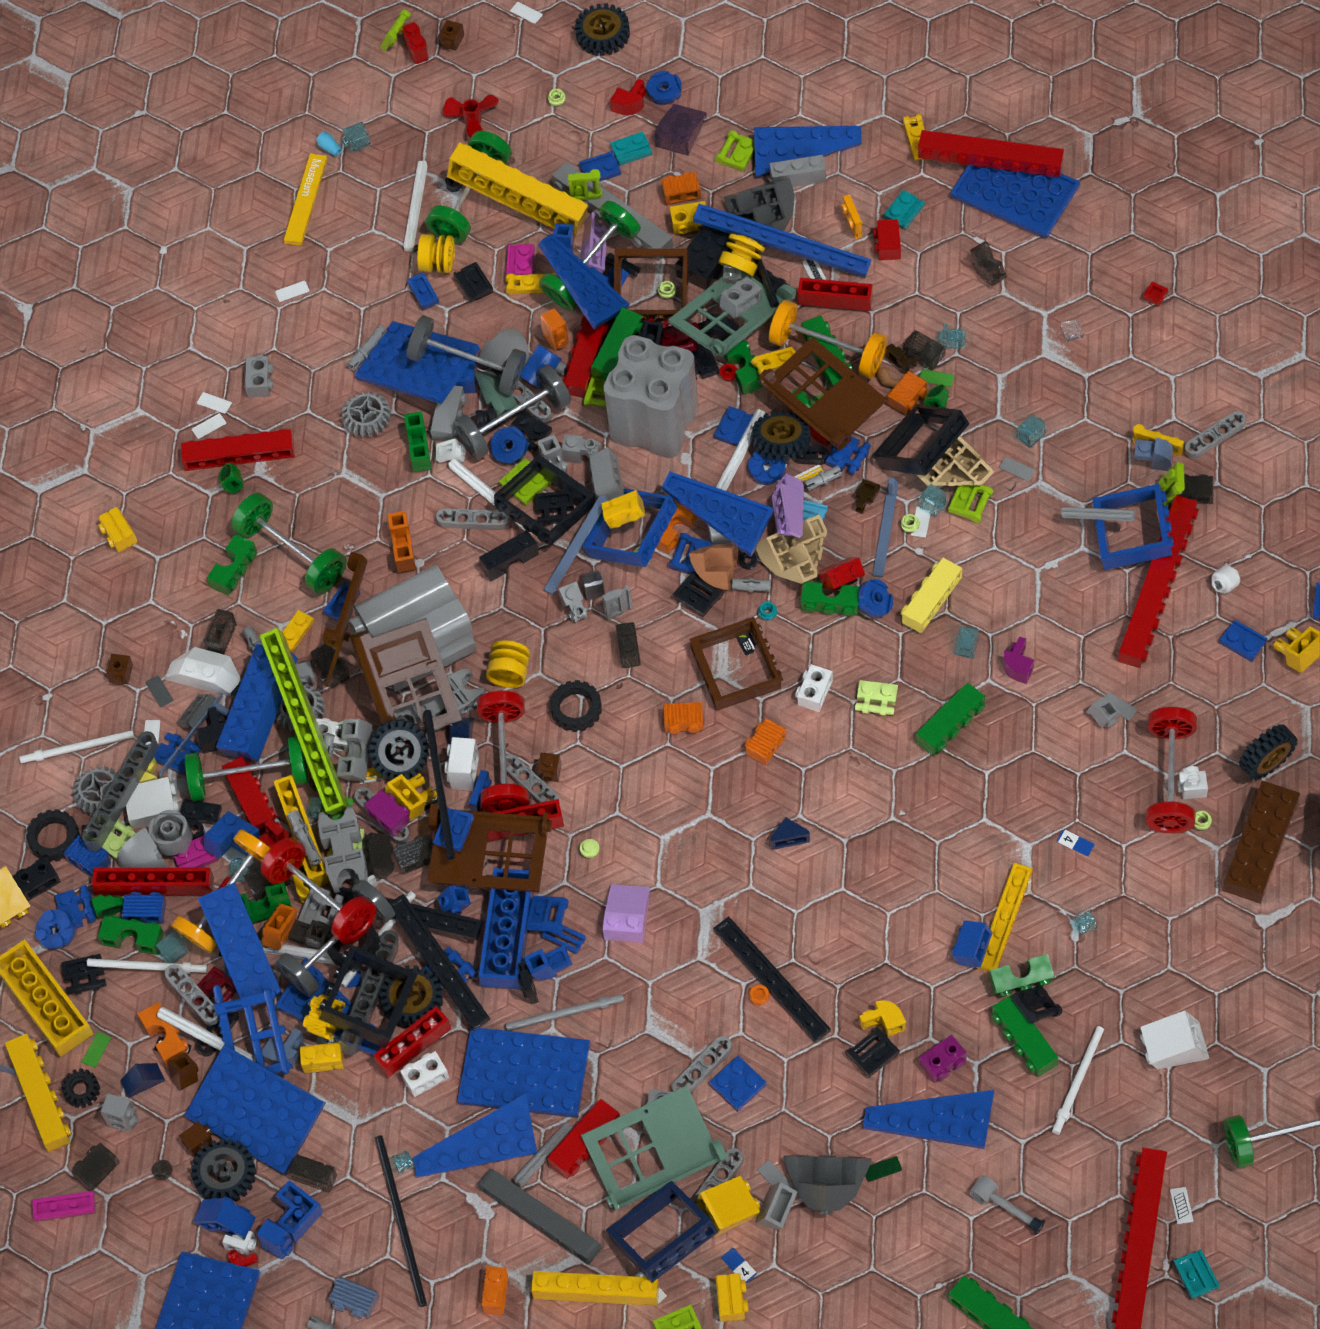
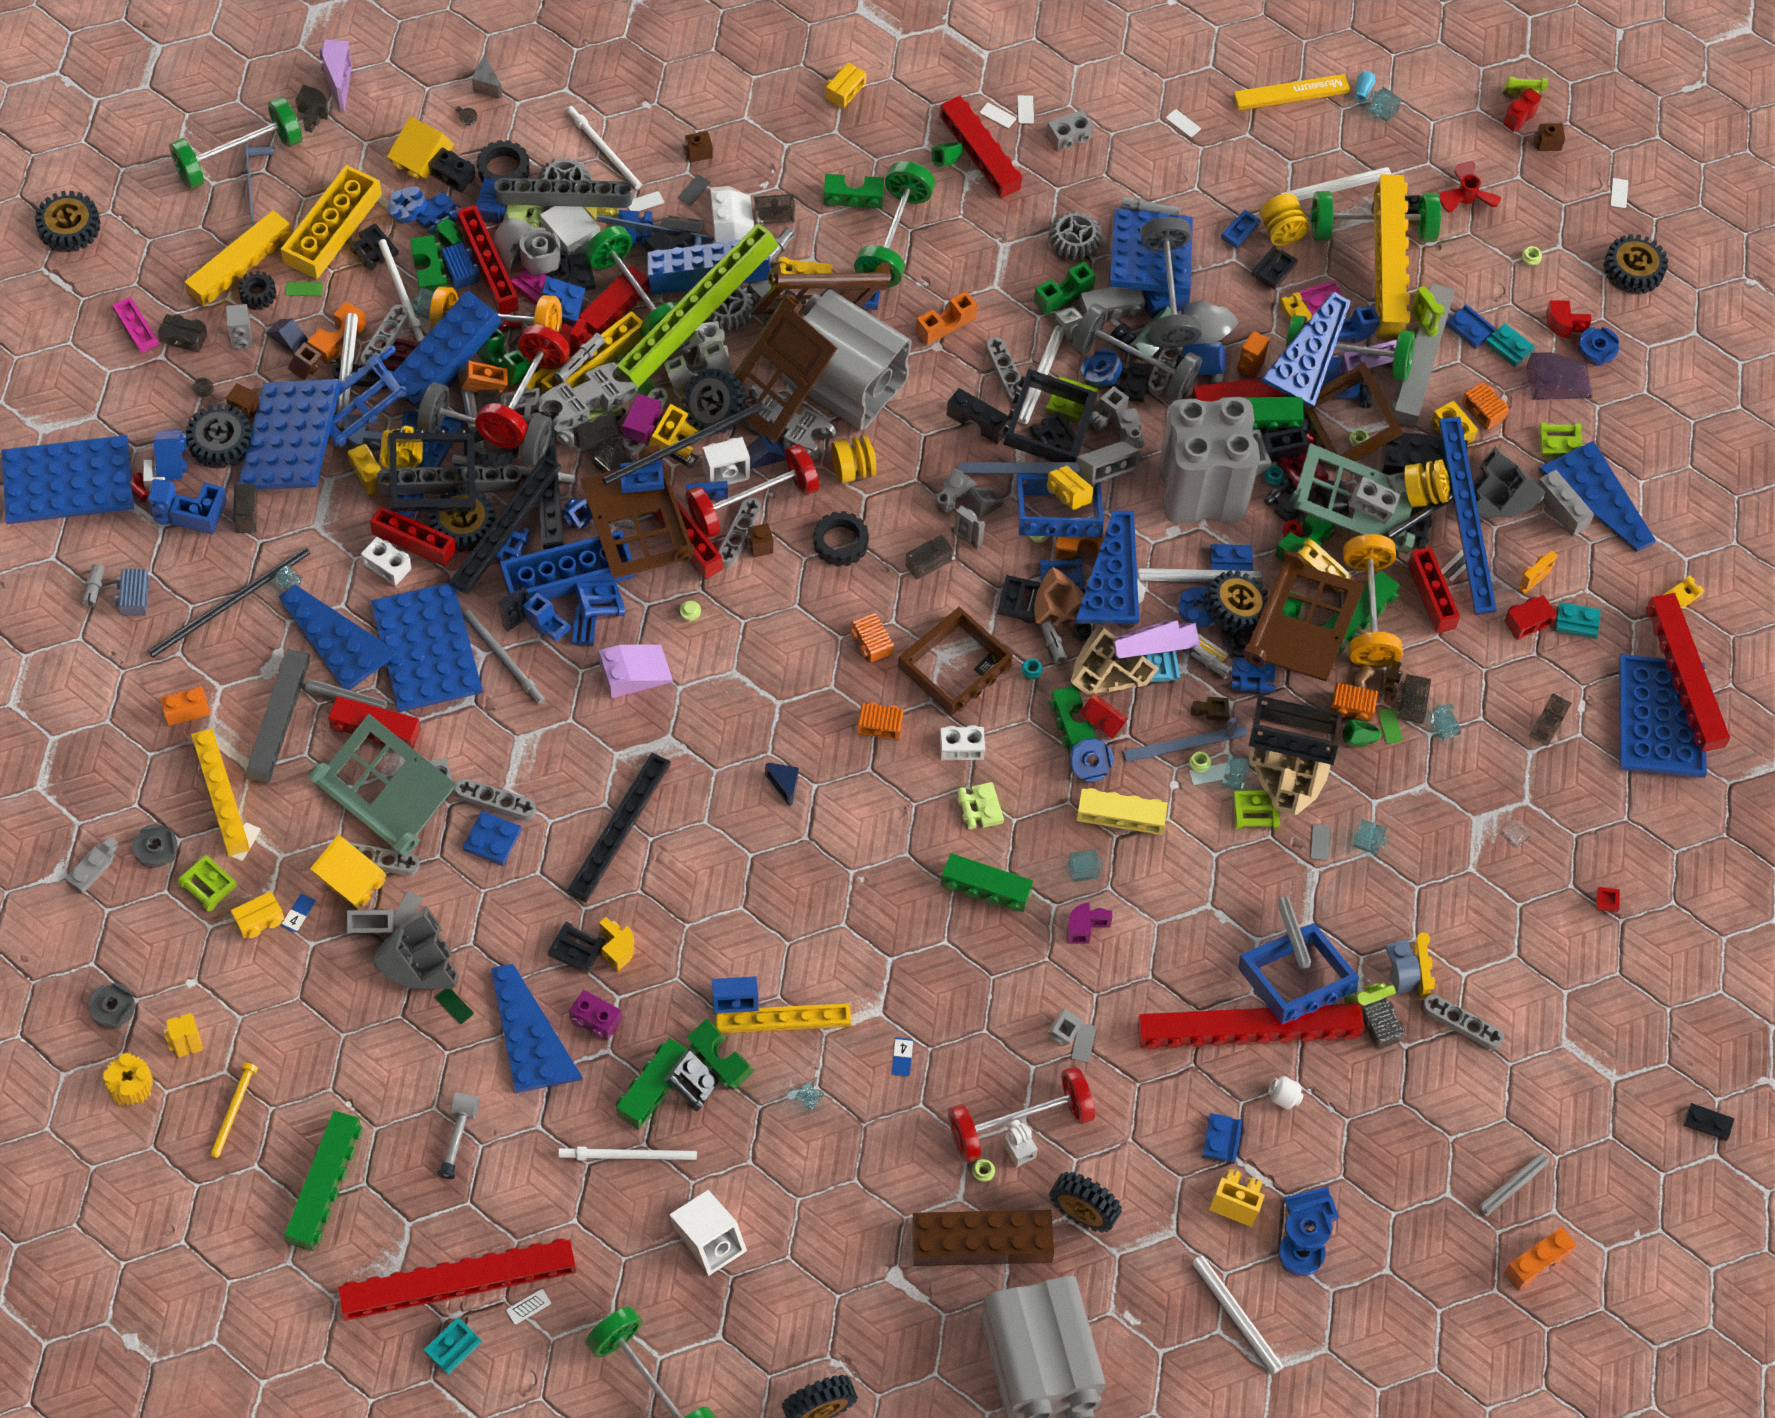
camera: 55 degrees right, 0 degrees up
(677, 1249) = (283, 843): dark blue window -> none
(759, 995) = (596, 821): orange tile -> none

